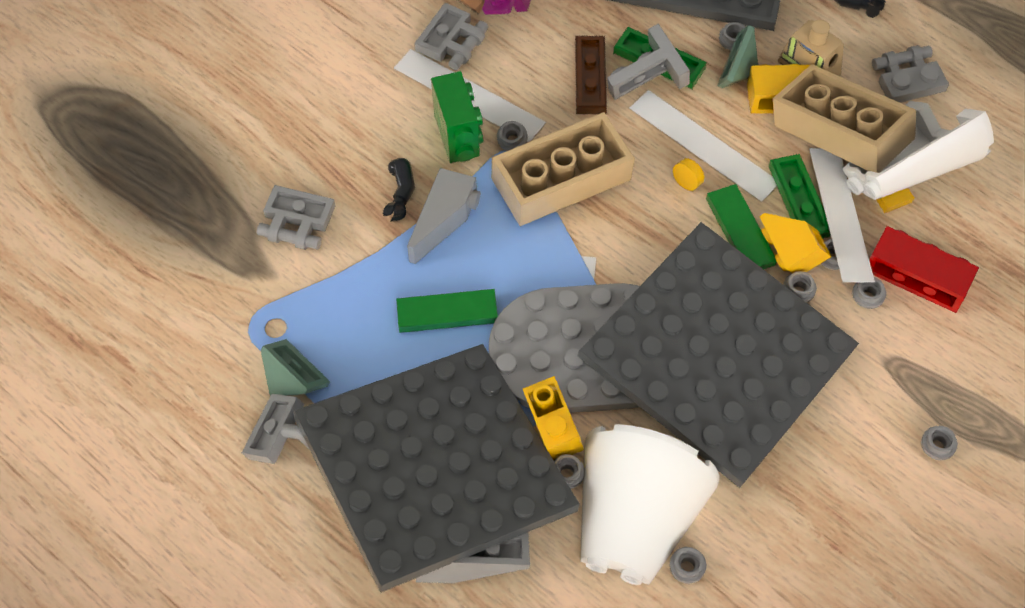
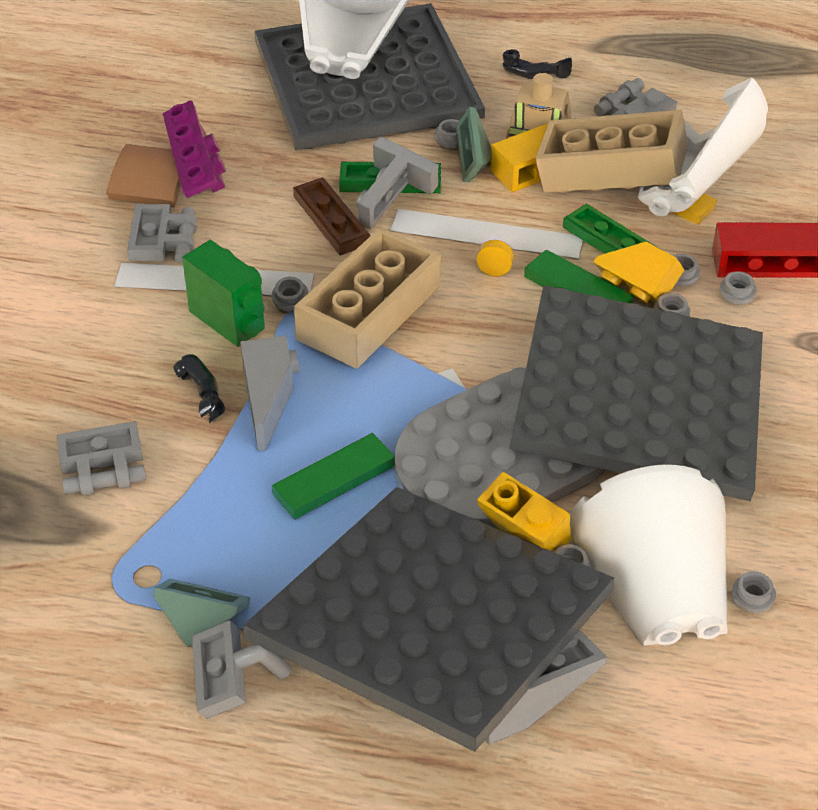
camera: 30 degrees left, 15 degrees down
(841, 217) = (666, 236): white sticker -> none

